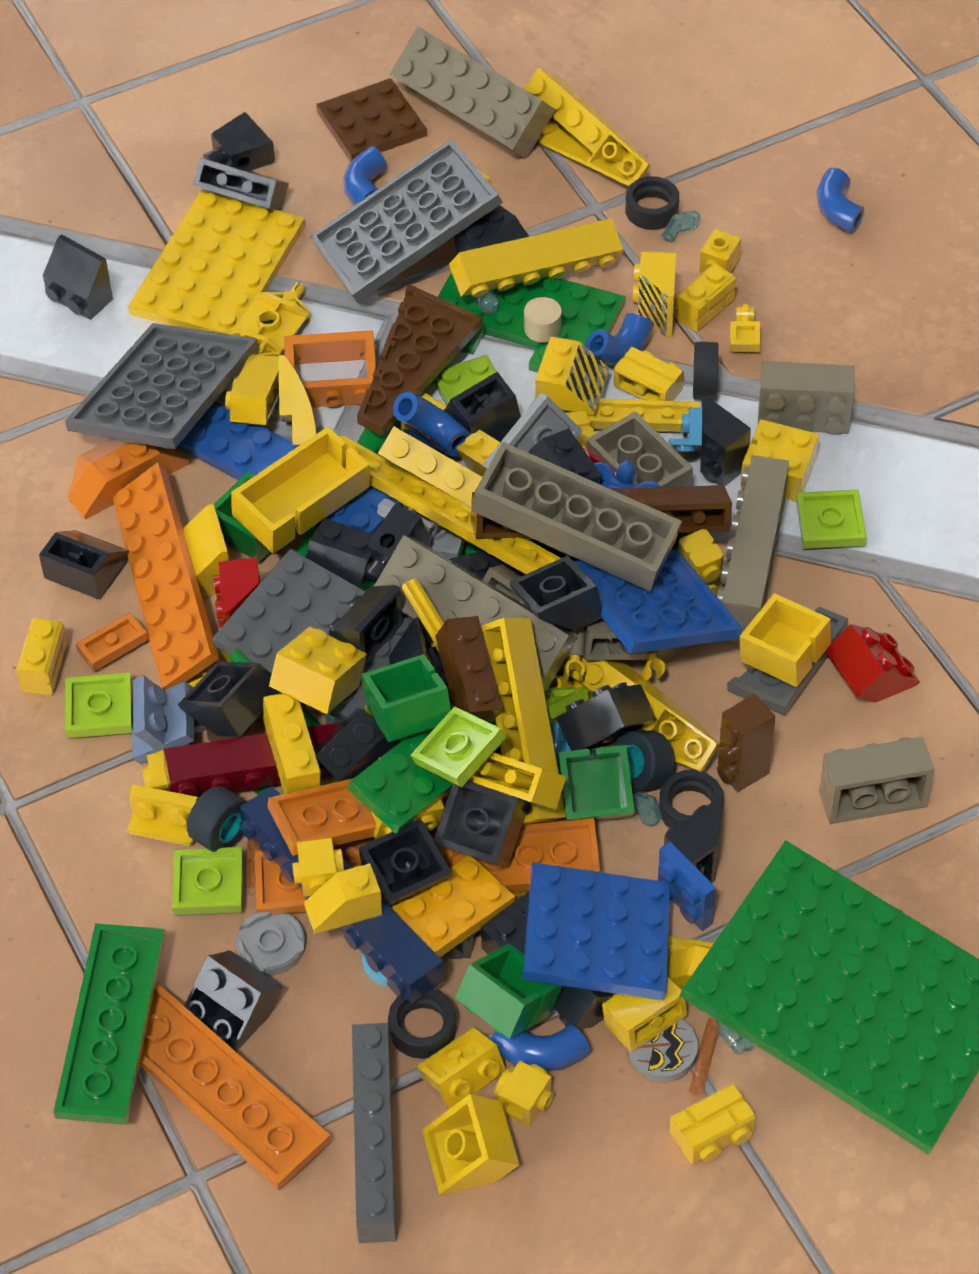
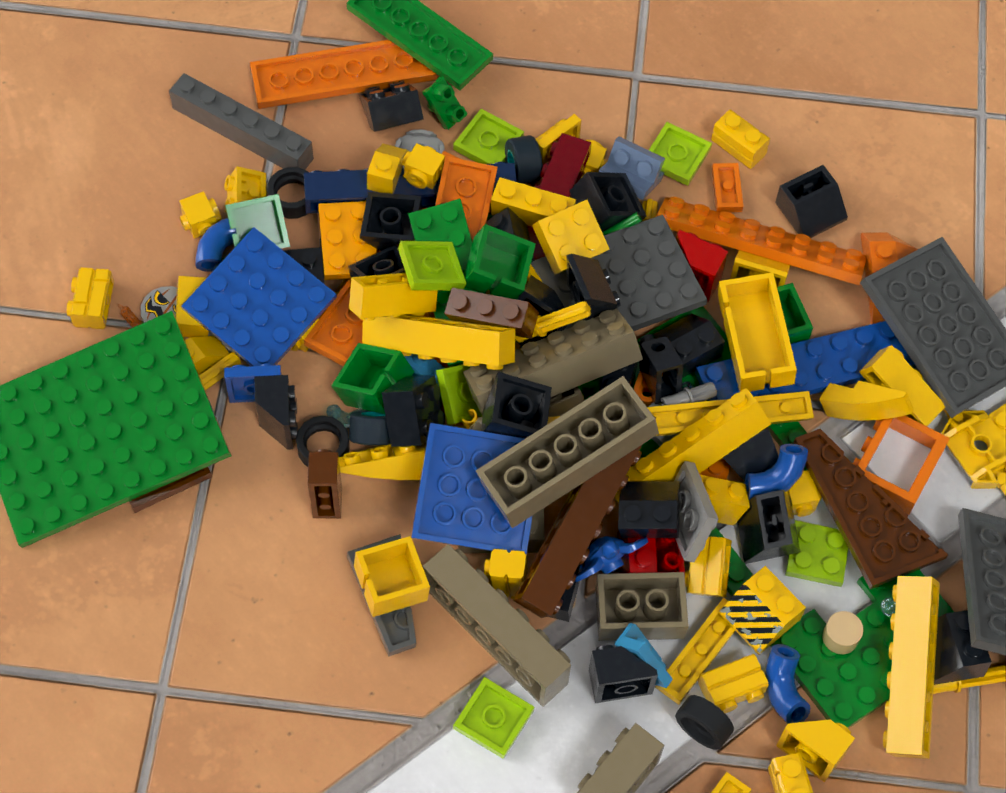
camera: 120 degrees right, 10 degrees up
(193, 942) = (444, 103): none -> green hips
(470, 1145) = (189, 168): yellow slope -> none
(788, 444) = (575, 718): yellow piece -> none
(871, 663) = (338, 643): red slope -> none
(876, 780) = (236, 558): dark tan brick -> none

